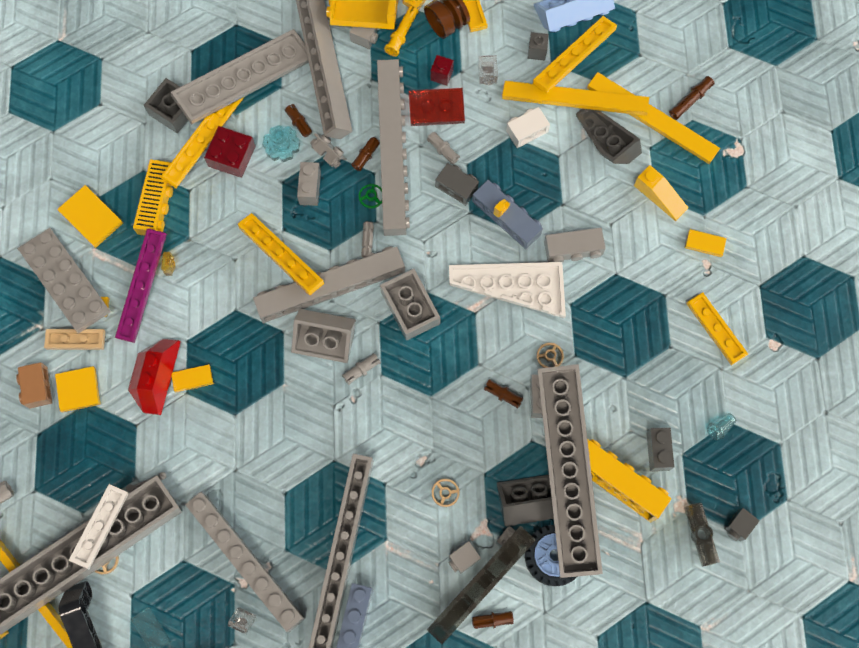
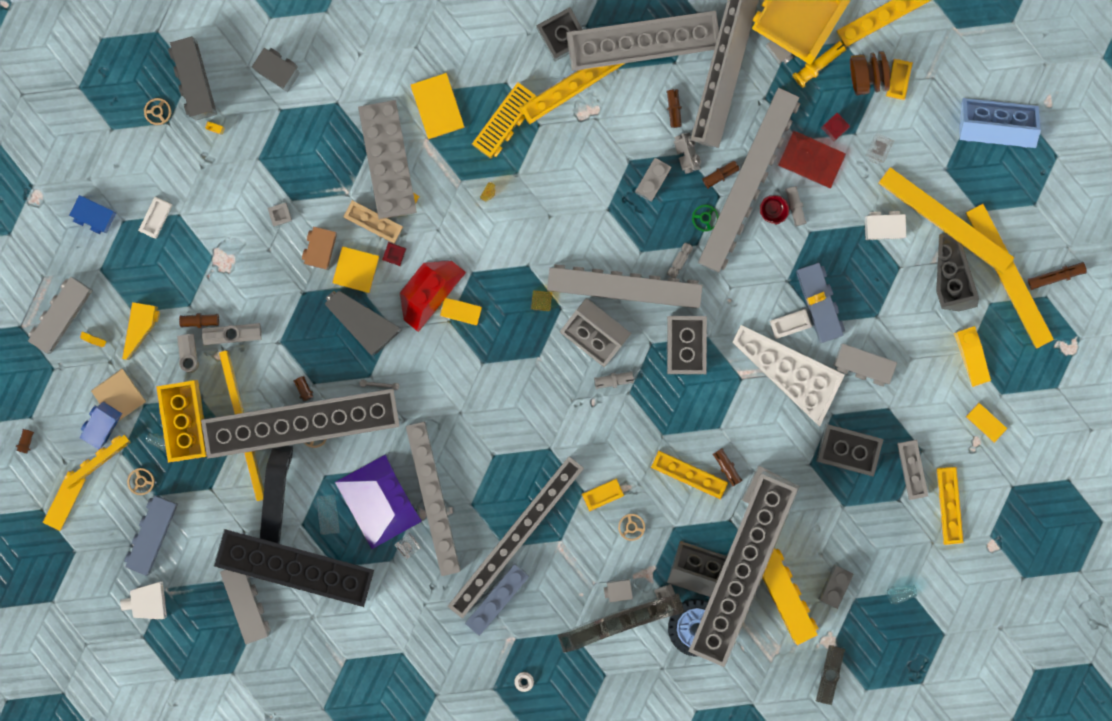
camera: 25 degrees right, 15 degrees up
(72, 519) = (303, 388): none -> reddish brown pin
(98, 527) = (327, 412): white plate -> none
(102, 429) = (364, 324): none -> dark grey slope
(107, 358) = (394, 254): none -> dark red tile
(140, 285) = (454, 202): magenta tile -> none
(194, 593) = (378, 501): none -> dark purple slope
(230, 151) = (595, 109): dark red brick -> none
(261, 333) = (541, 300): none -> clear yellow tile
(280, 254) = (593, 237): yellow plate -> none
(281, 143) = (647, 113): clear light blue plant -> none
(403, 477) = (602, 494): none -> yellow tile
(426, 157) = (774, 209): none -> dark red hair
(457, 183) = (790, 249): dark grey brick -> none
(473, 418) = (689, 474): none -> yellow tile
(492, 245) = (790, 324): none -> white tile
(493, 620) = (616, 653): reddish brown axle -> none
(538, 46) = (940, 148): dark grey brick -> none
(552, 351) = (792, 453): tan piece -> none
(574, 54) = (970, 176): yellow plate -> none
(603, 322) = (849, 450): none -> dark grey brick
(667, 313) = (912, 469): none -> light grey plate
(741, 525) = (868, 684): dark grey brick -> none

